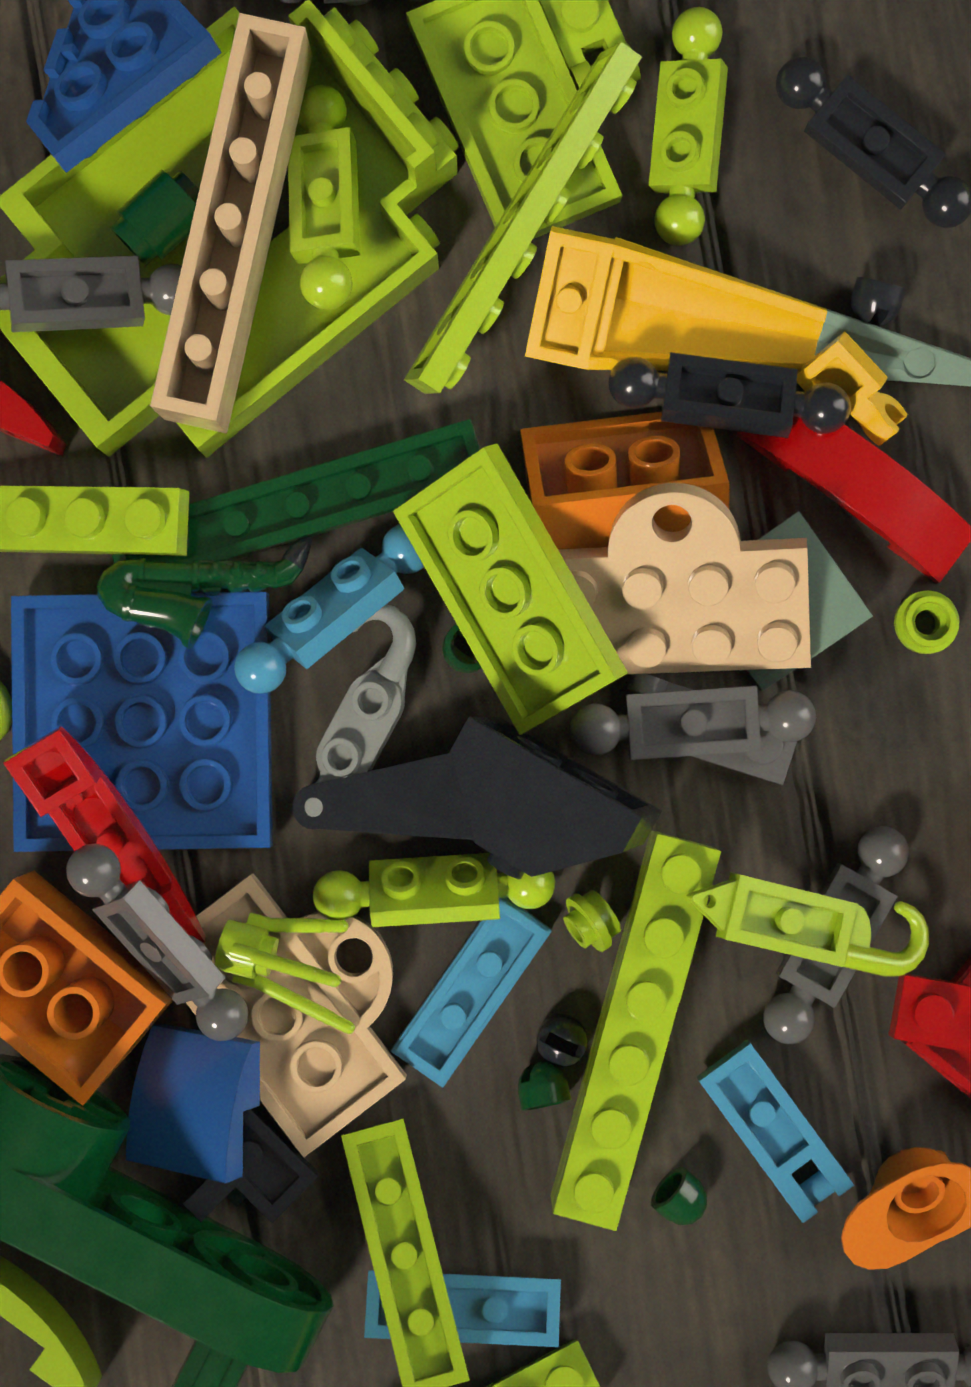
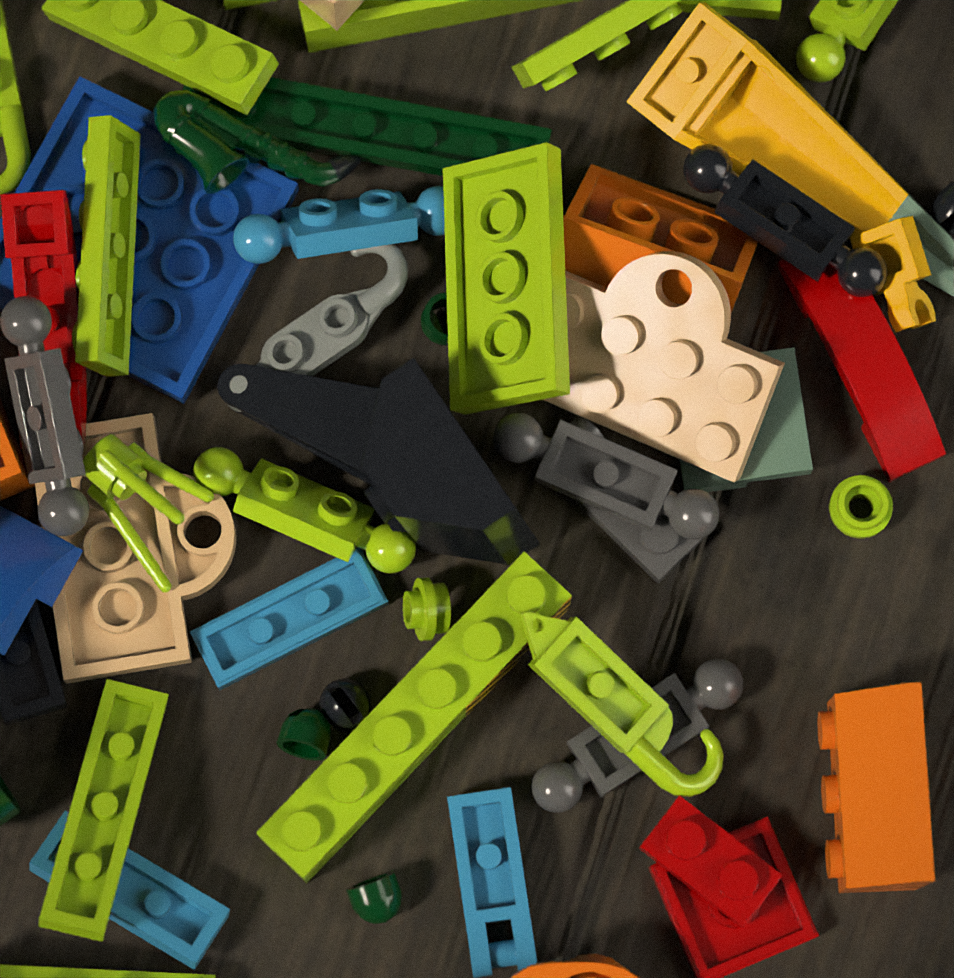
camera: 25 degrees right, 10 degrees down
(126, 748) = (107, 247): none -> lime plate

